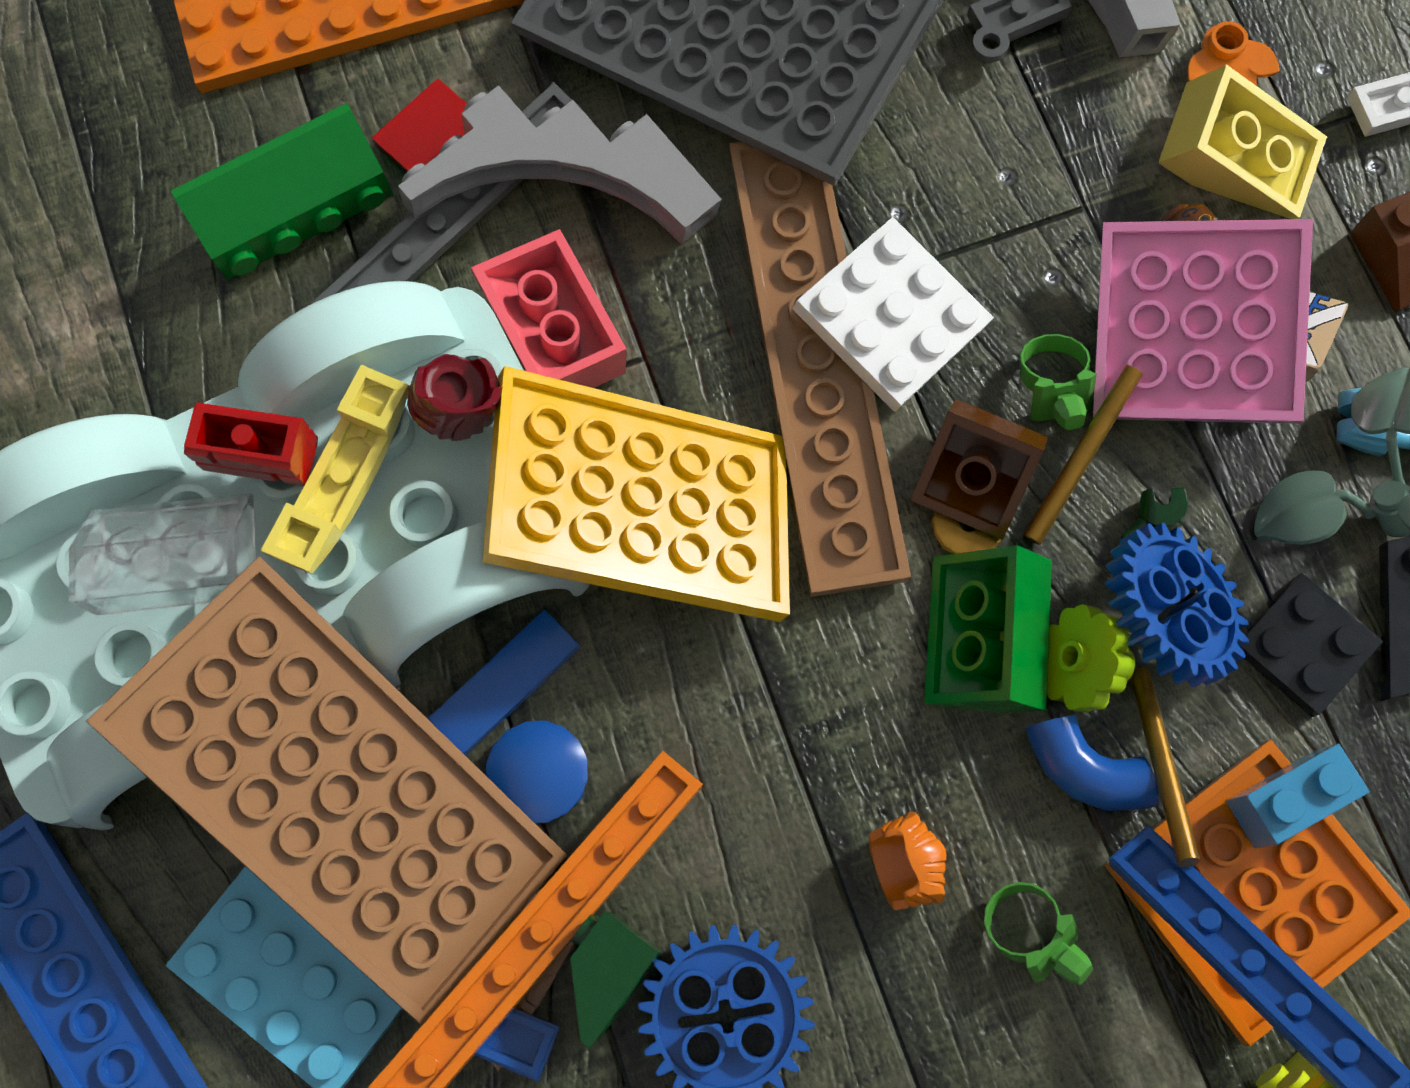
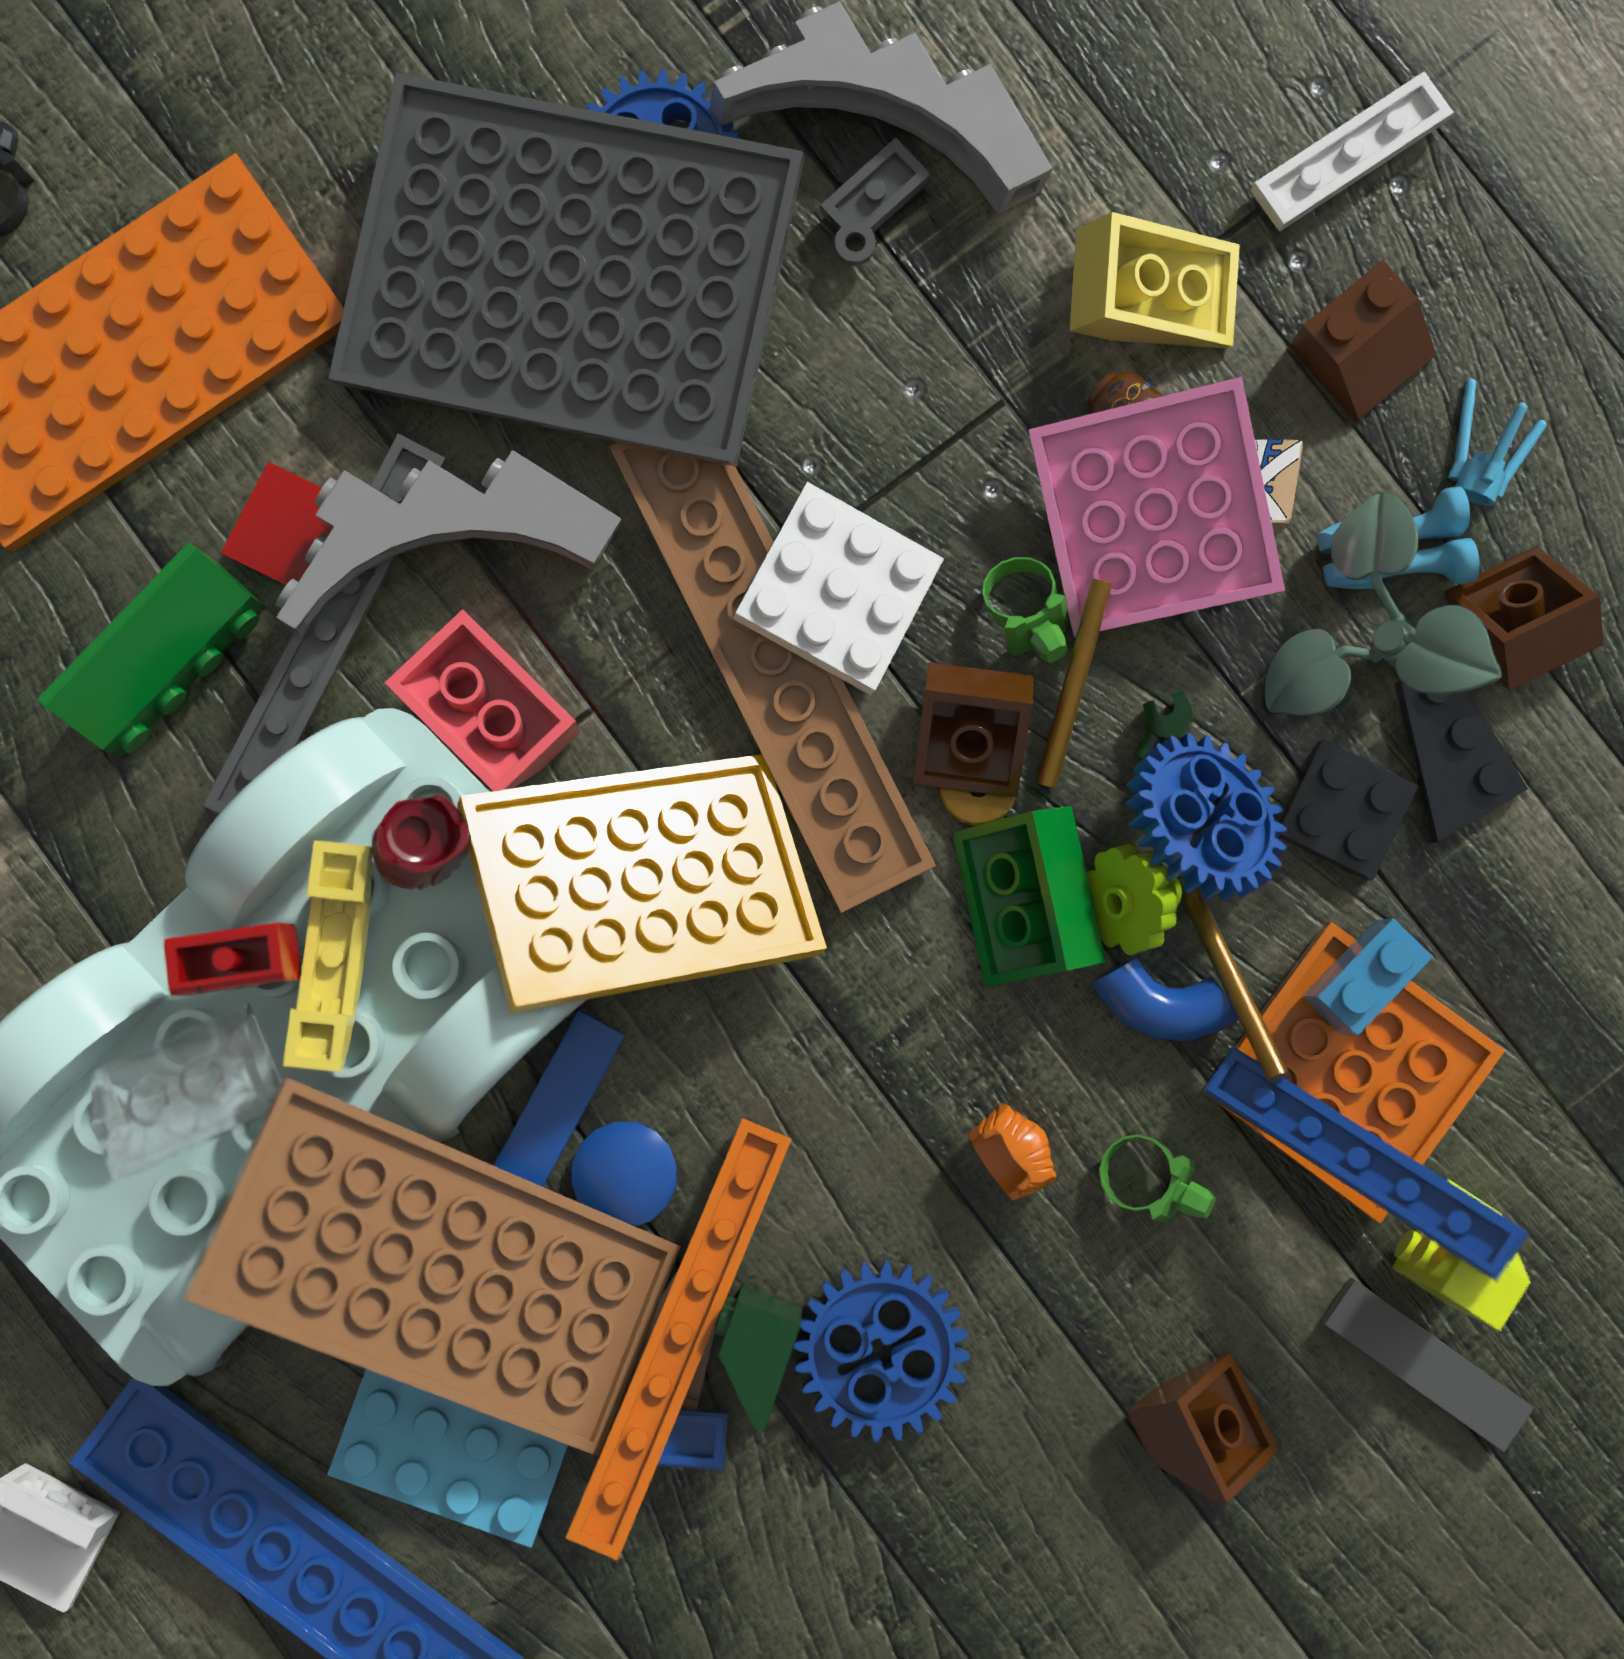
camera: 15 degrees left, 10 degrees up
(1243, 55) = (1122, 193): orange plate -> none

